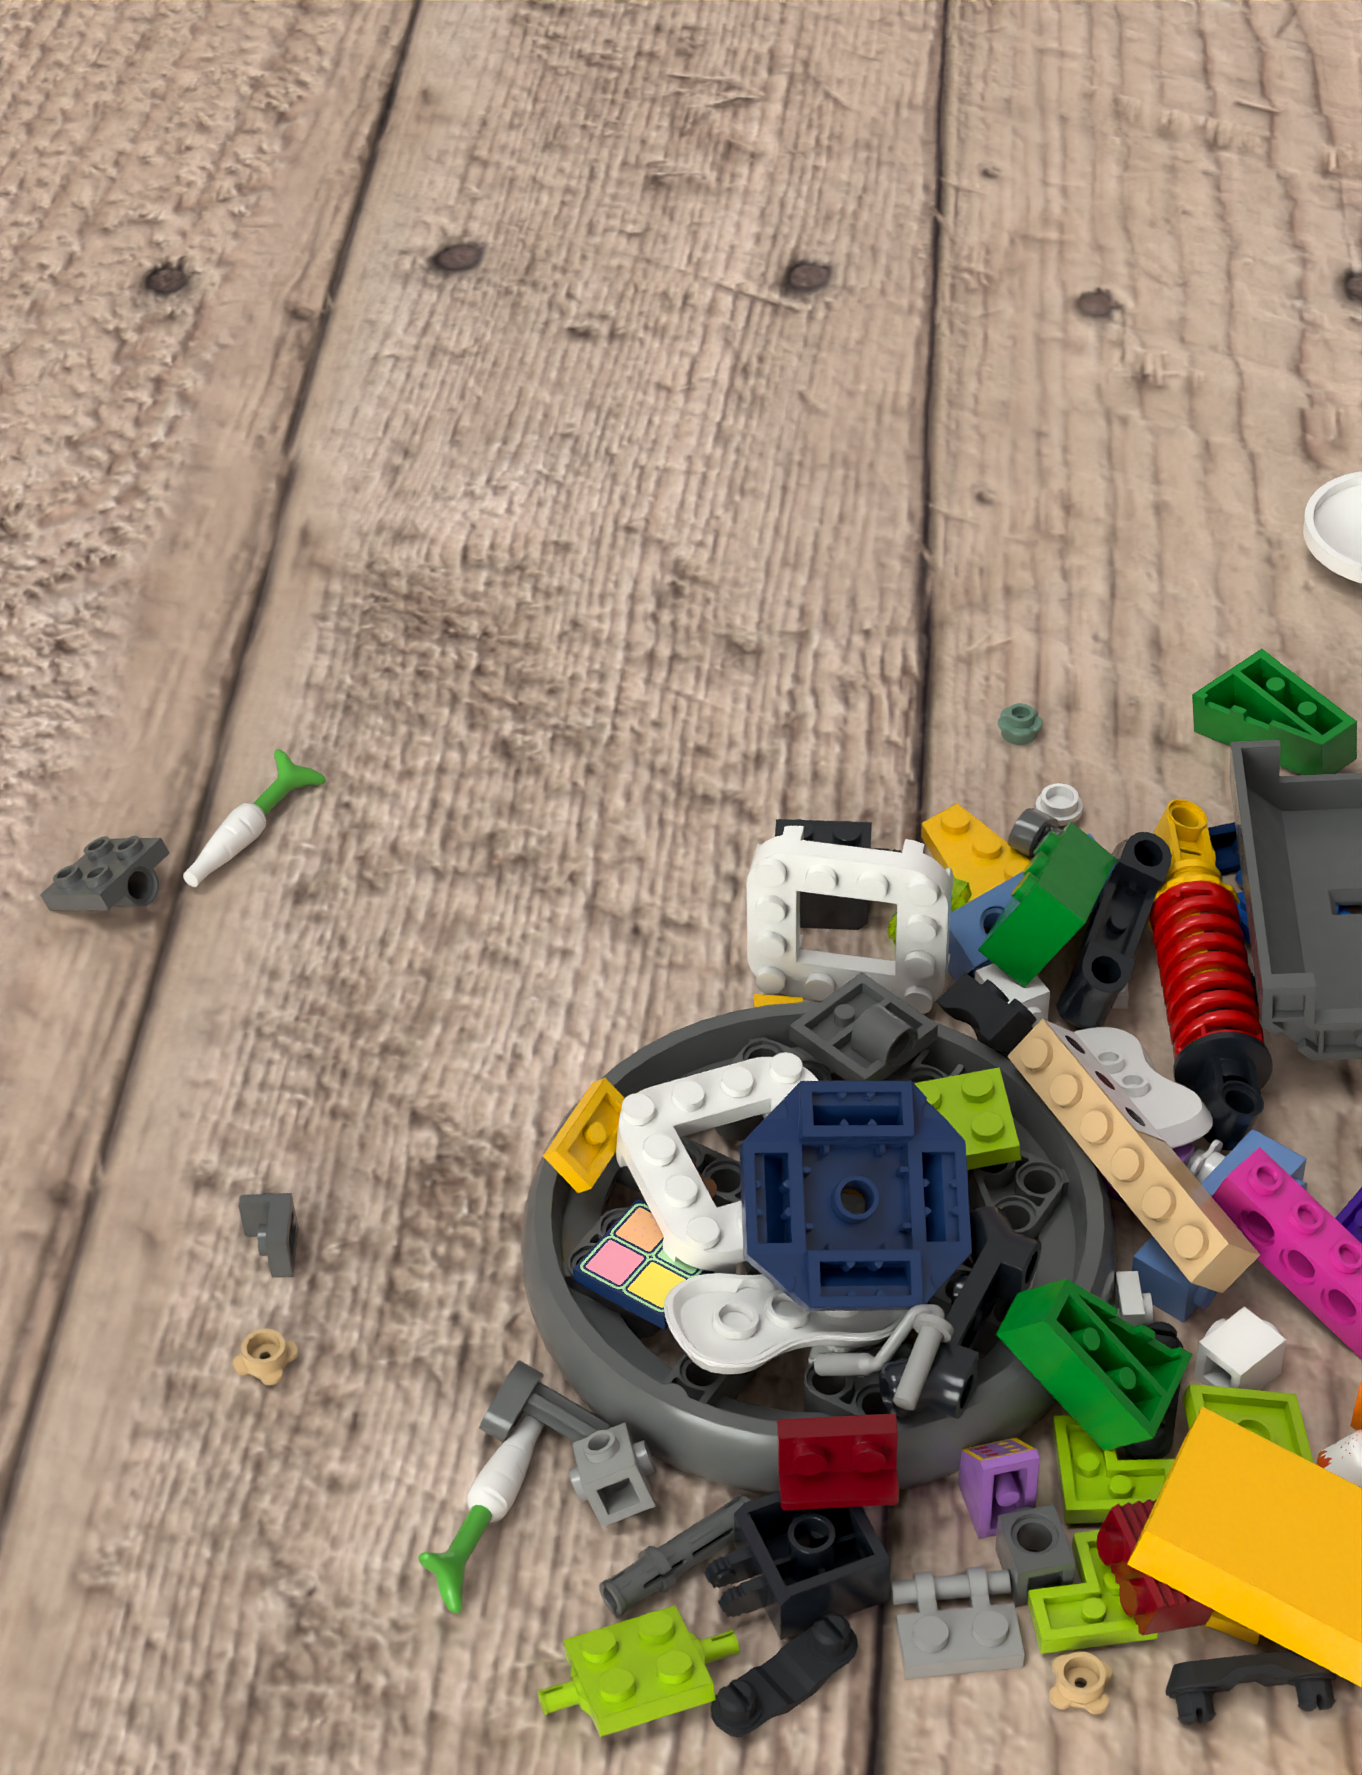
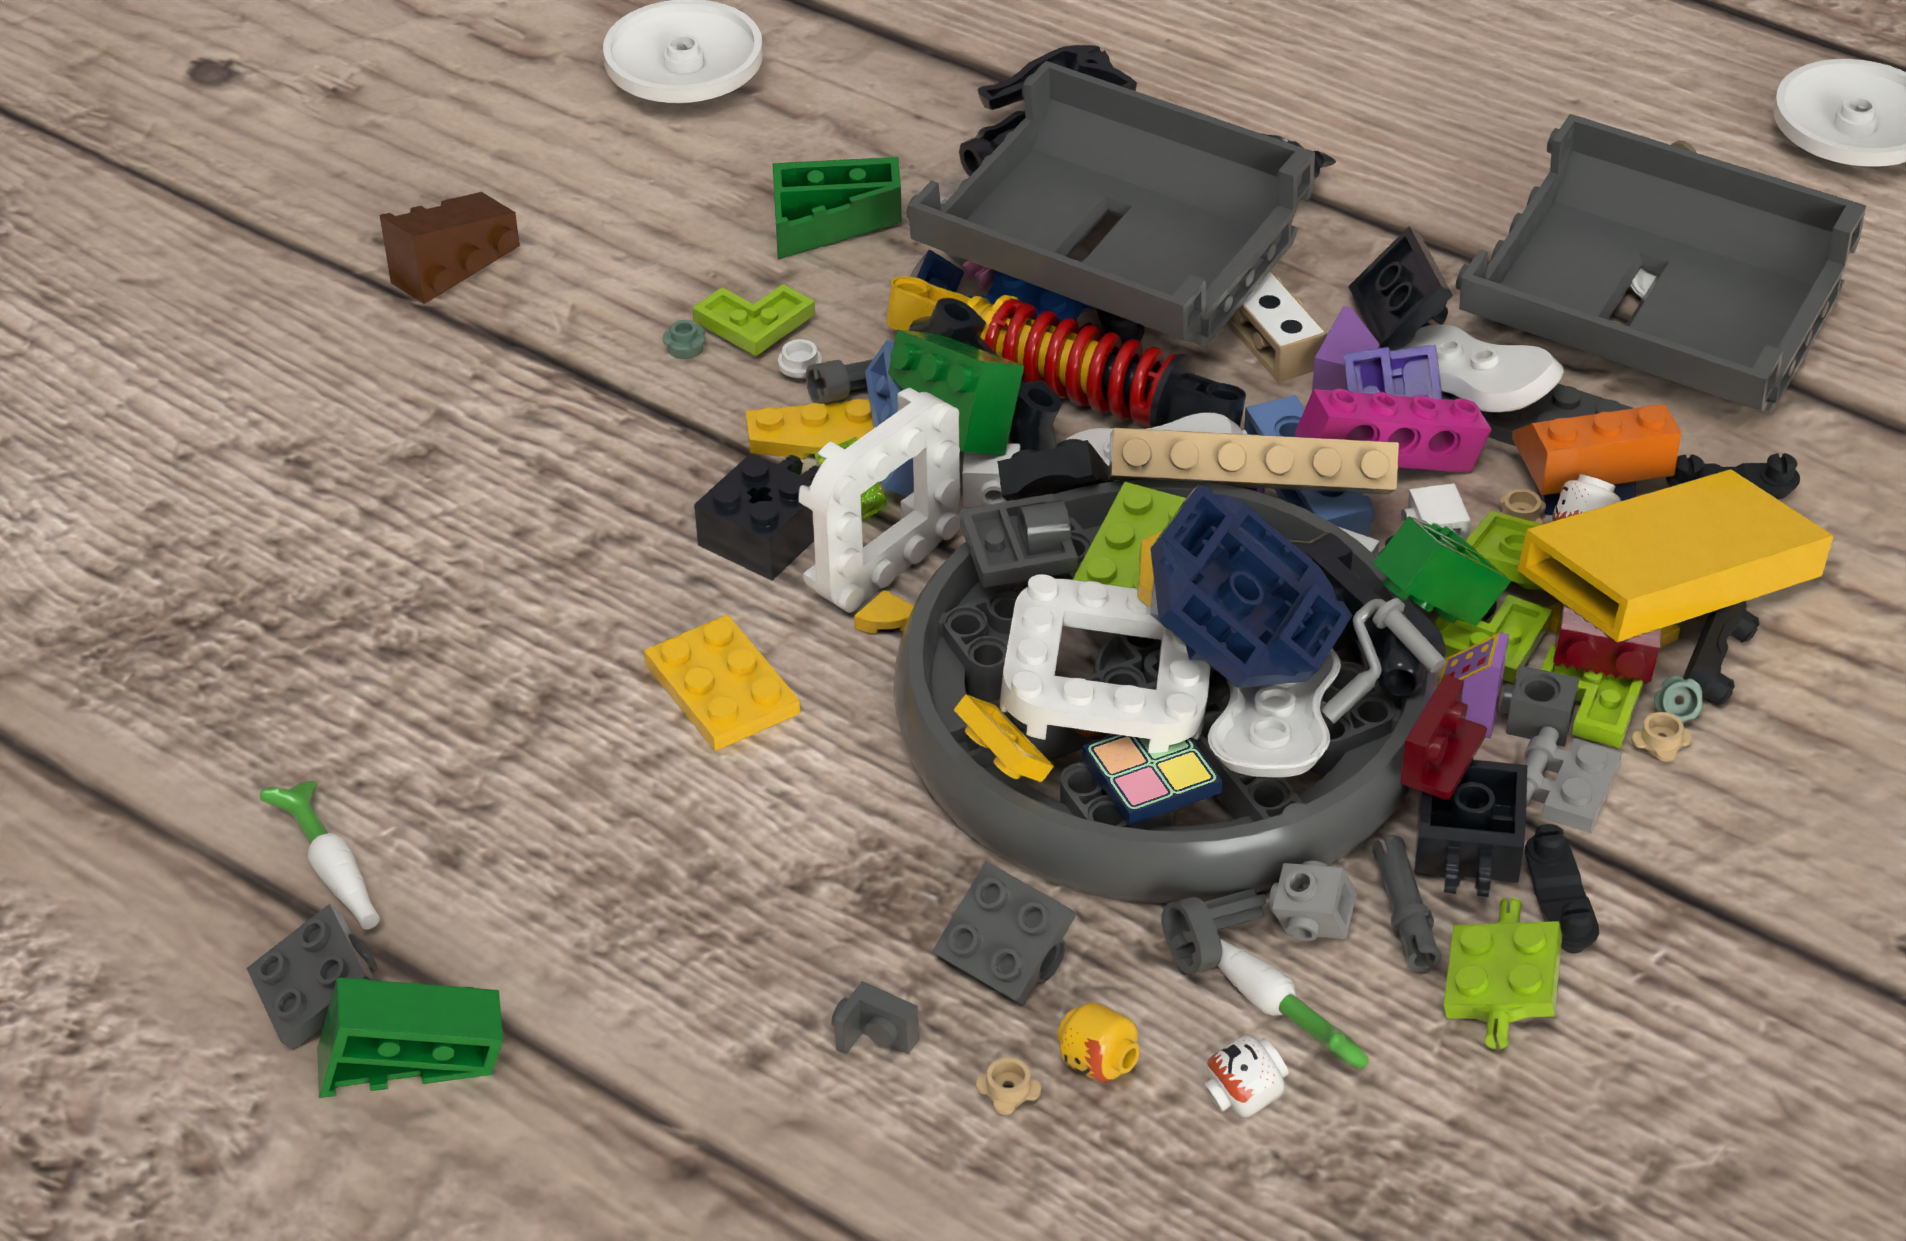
camera: 60 degrees left, 0 degrees up
(76, 950) = (406, 1031): none -> green wedge
(341, 1390) = (1098, 1042): none -> yellow head
(368, 1518) = (1245, 1076): none -> white head
(424, 1271) = (1006, 934): none -> dark grey plate
(613, 952) = (721, 682): none -> yellow plate
(990, 526) = (446, 243): none -> reddish brown wedge
(1079, 757) = (757, 324): none -> lime plate
(1129, 1675) = (1688, 689): none -> sand green plate
(1326, 1412) = (1523, 504): none -> tan plate

